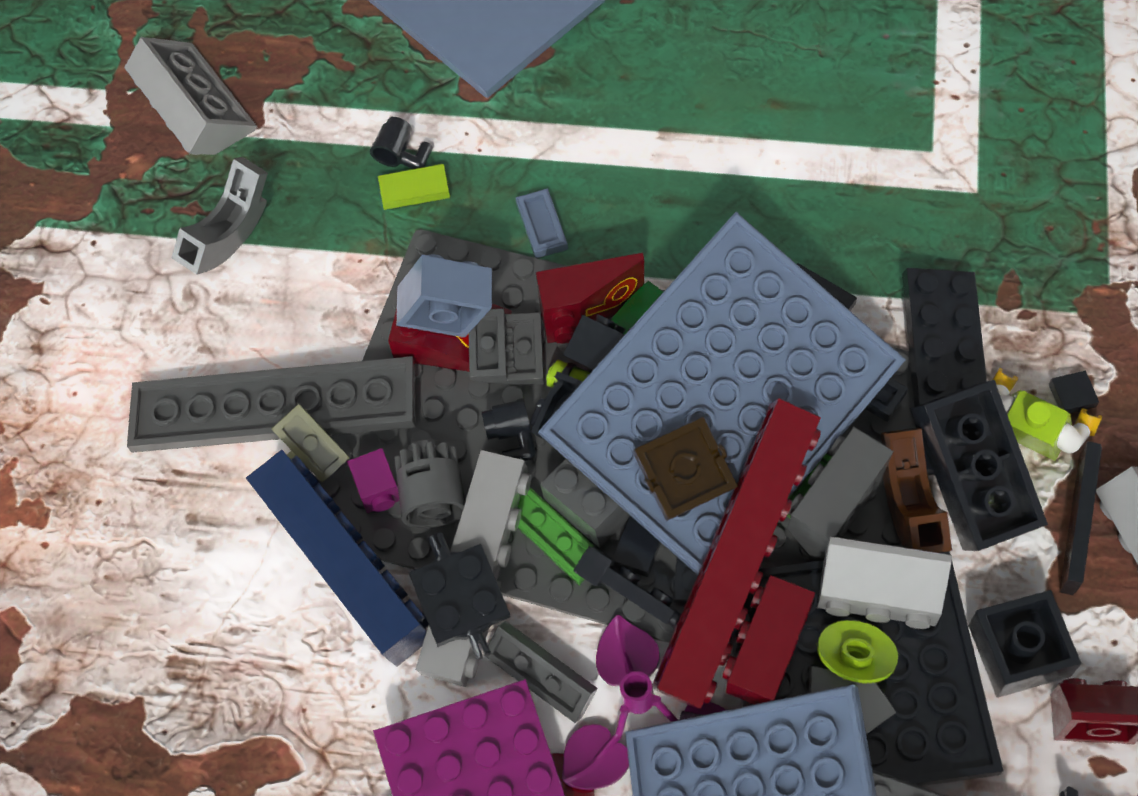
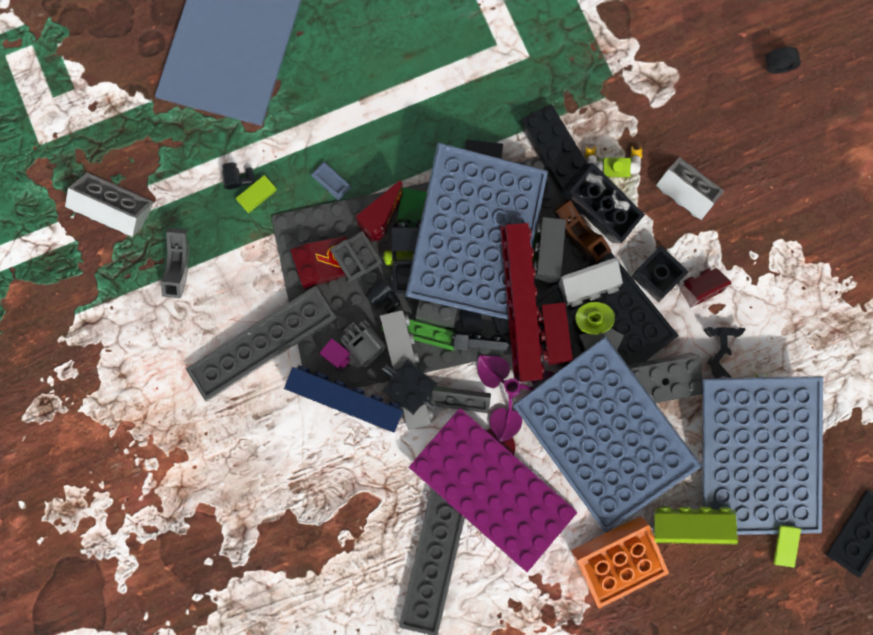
camera: 35 degrees left, 15 degrees up
(310, 442) = (293, 354): olive plate -> none
(444, 296) = (320, 251): sand blue brick -> none
(685, 468) = (480, 277): dark brown plate -> none
(1074, 392) = (623, 140): black tile -> none
(1081, 518) = (655, 201): black tile -> none

